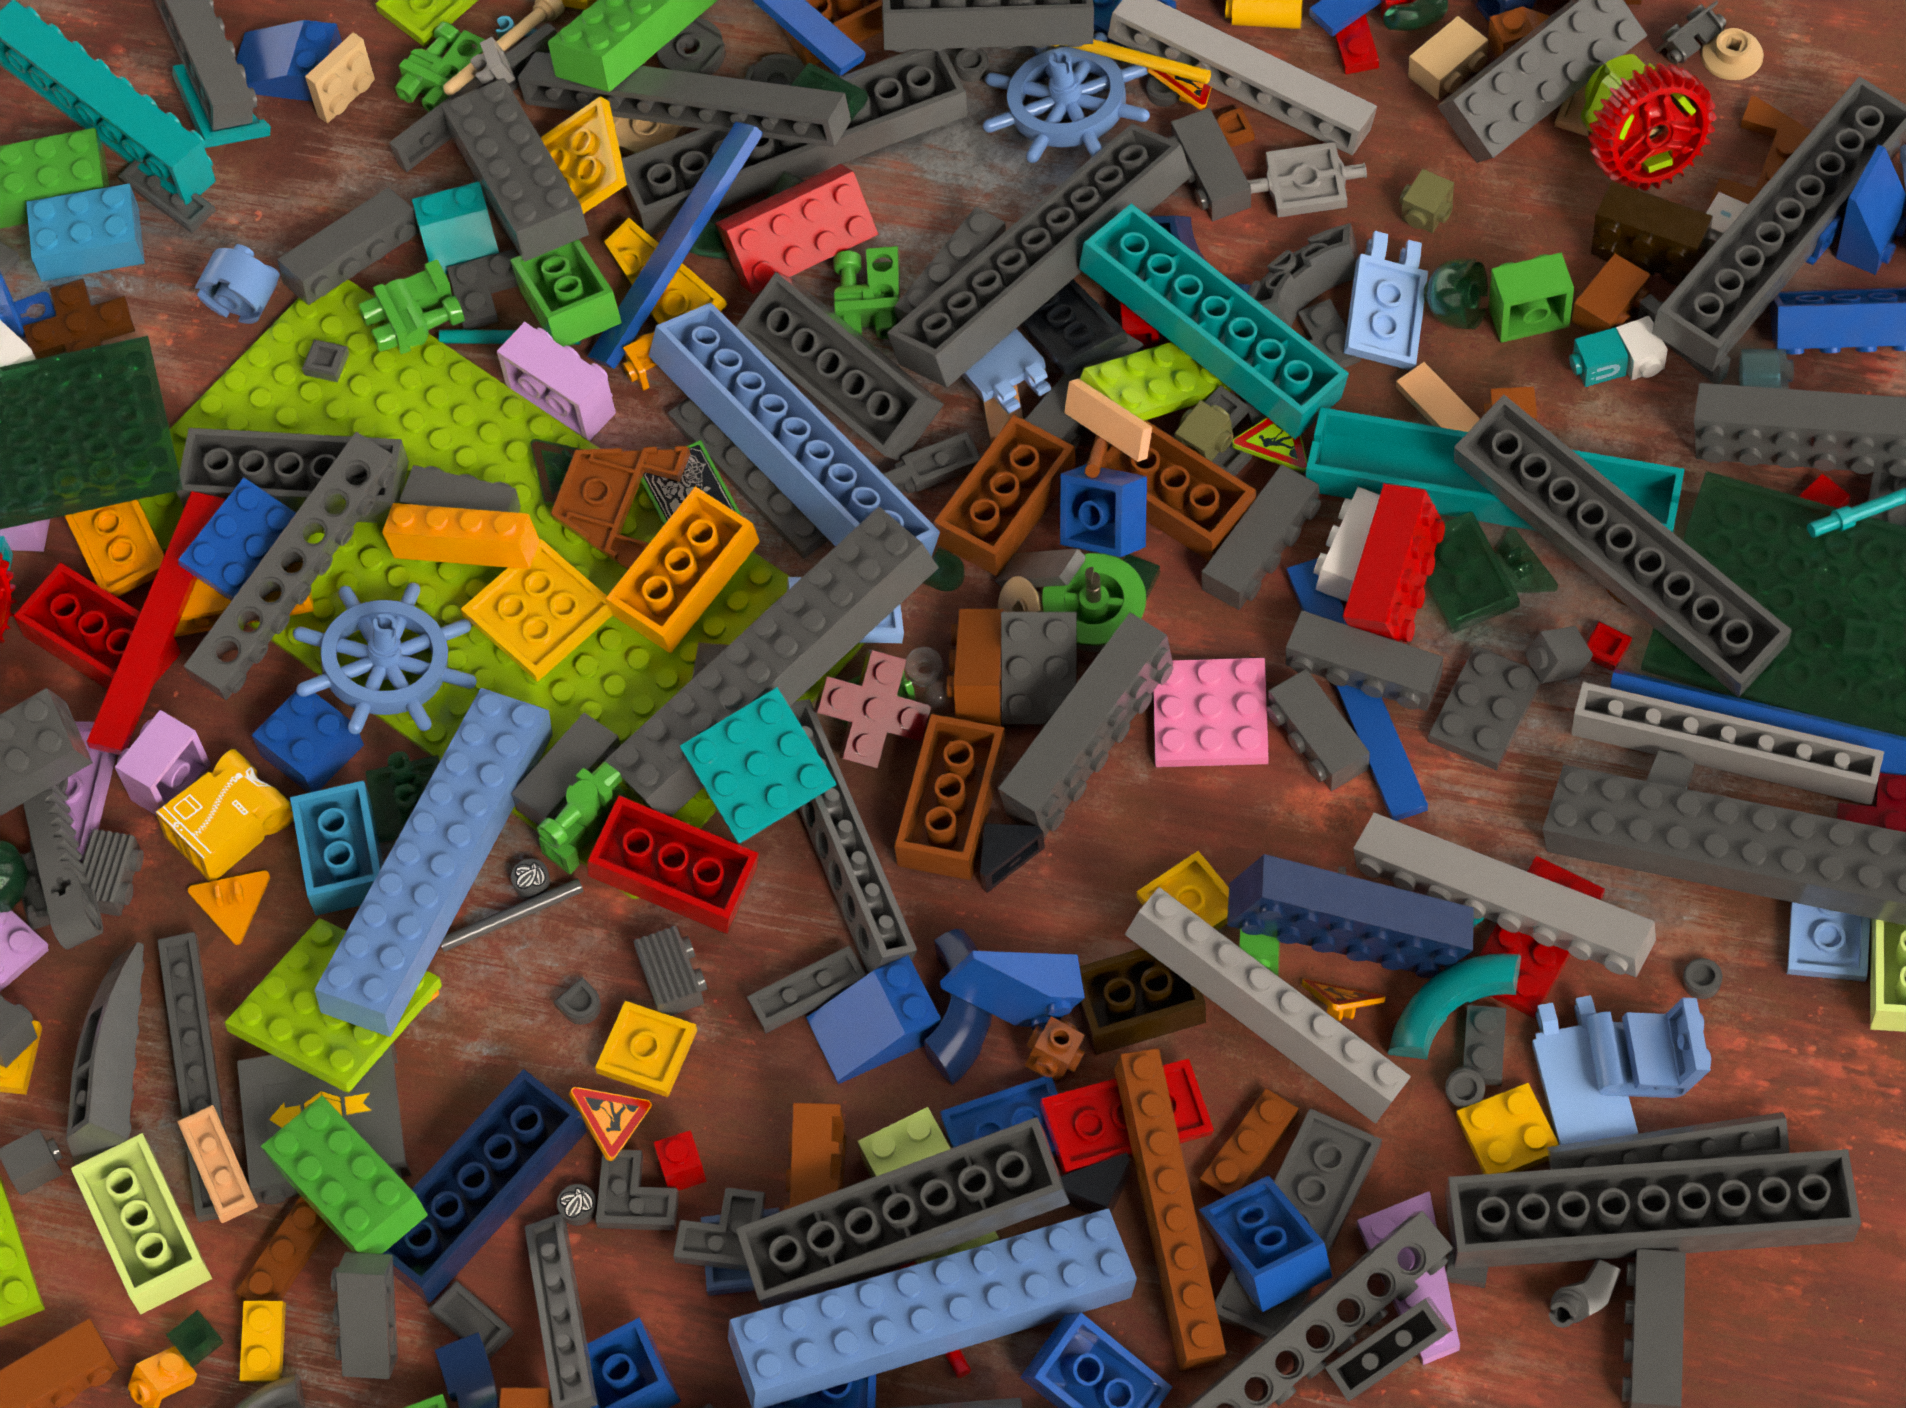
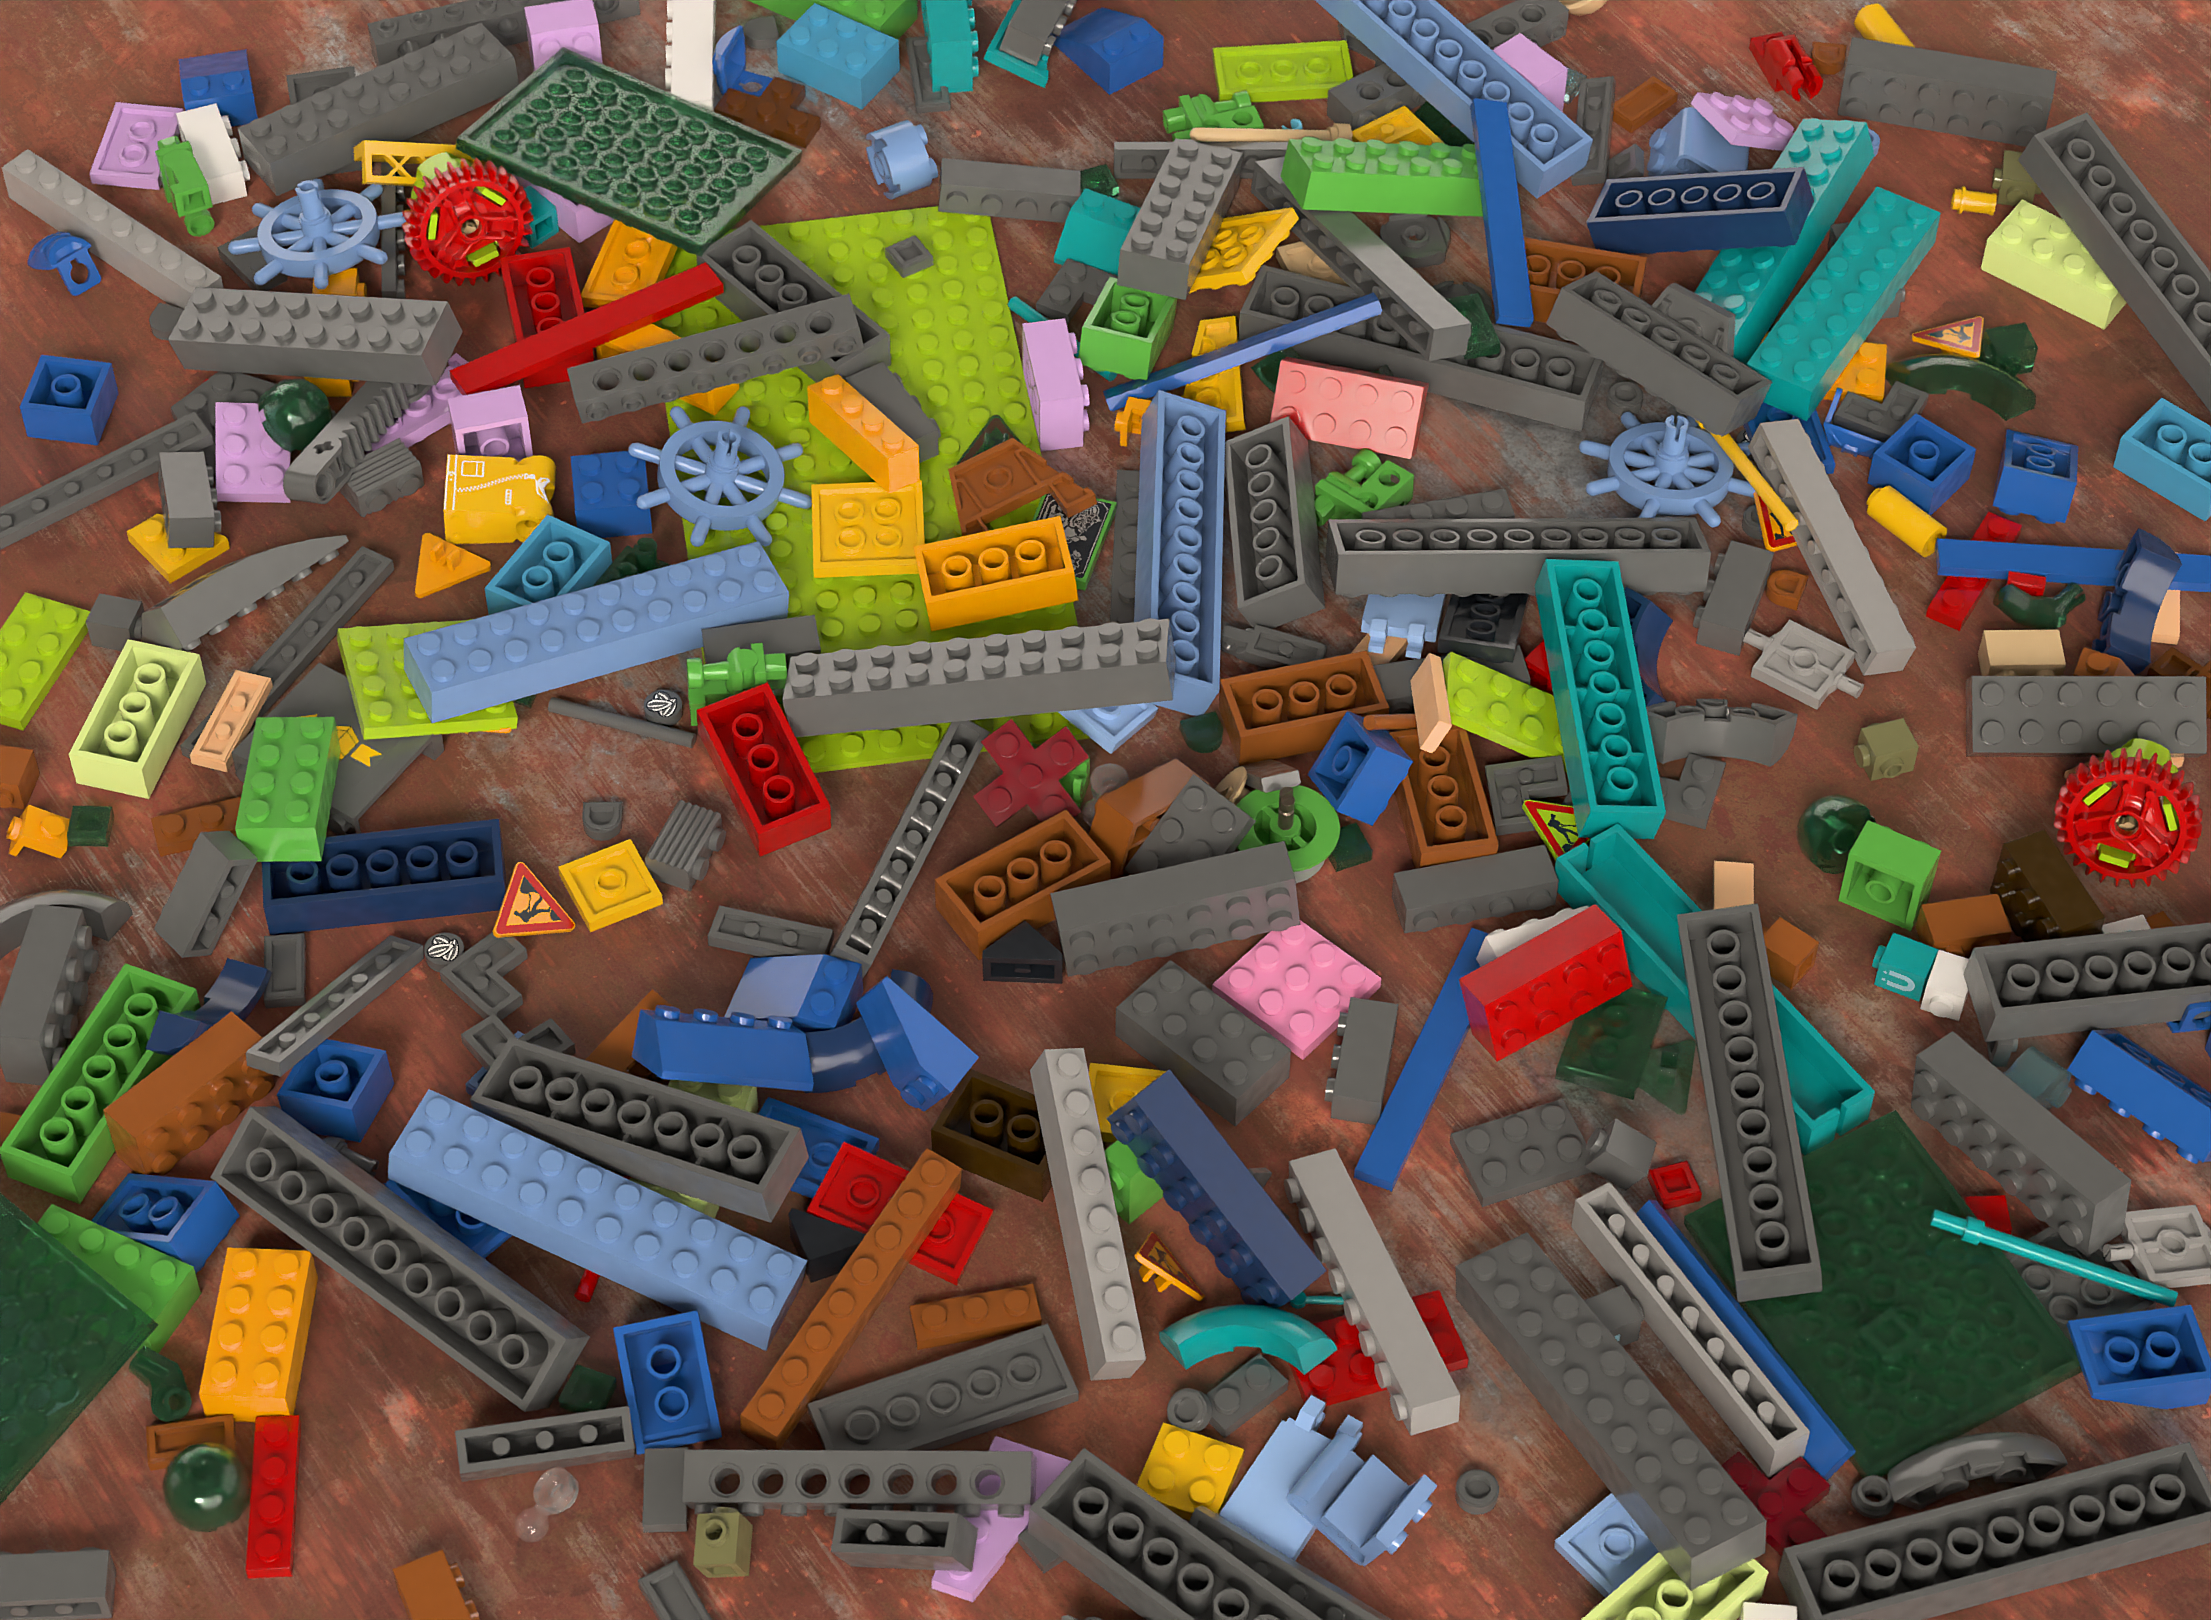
camera: 35 degrees right, 10 degrees down
(236, 539) = (697, 308): blue plate -> none
(262, 1341) = (131, 863): yellow plate -> none
(340, 78) = (1127, 75): tan plate -> none
(406, 184) = (1099, 180): none -> clear green plate
(411, 308) = (1005, 262): bright green hips -> none
(495, 62) = (1245, 136): light grey tile -> none
(680, 1161) = (544, 978): red brick -> none
(758, 765) = (887, 737): teal plate -> none
(891, 1106) = (723, 1048): none -> blue slope
(1055, 1049) = (899, 1121): dark orange brick -> none
(1197, 810) = (1203, 1042): none -> dark grey brick
(1205, 430) = (1507, 775): olive brick -> none
(1267, 1243) = (897, 1387): blue slope -> none
(1364, 661) = (1452, 1036): dark grey brick -> none
(1386, 305) = (1764, 798): light blue tile -> none

